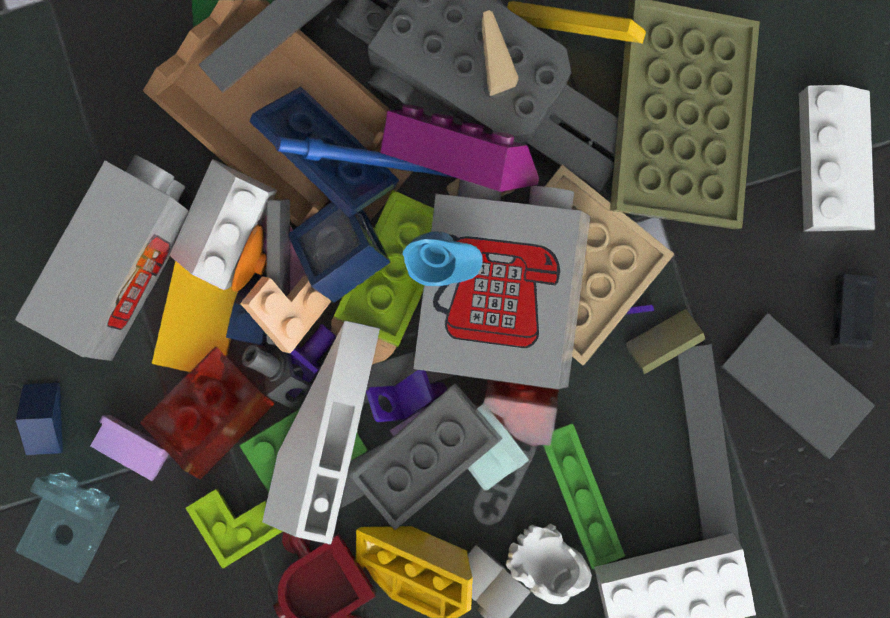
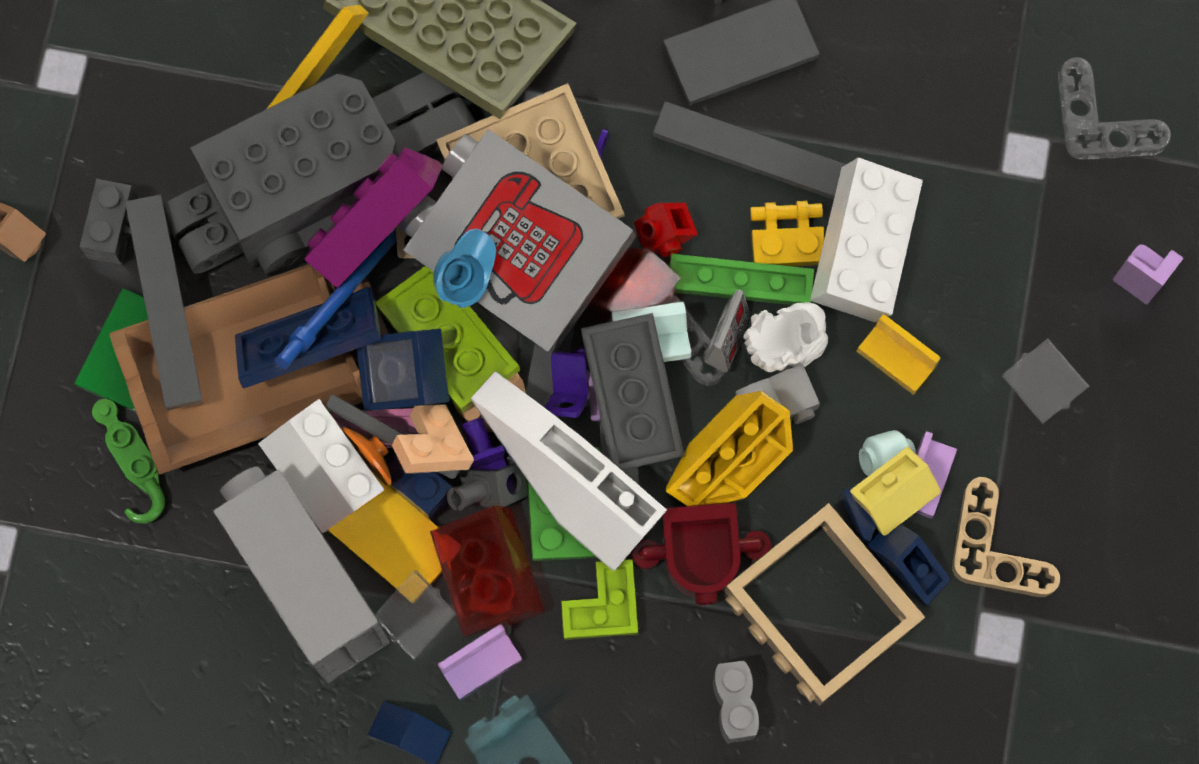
camera: 60 degrees left, 10 degrees down
(140, 371) = (415, 615): none -> clear piece
(159, 47) = (132, 458): none -> bright green piece
(499, 66) = (316, 130): tan slope -> none
(526, 510) = (728, 332): none -> light grey slope
(584, 406) = (665, 228): none -> red brick
(637, 522) = (789, 245): none -> yellow plate
(665, 341) = (641, 138): olive tile -> none

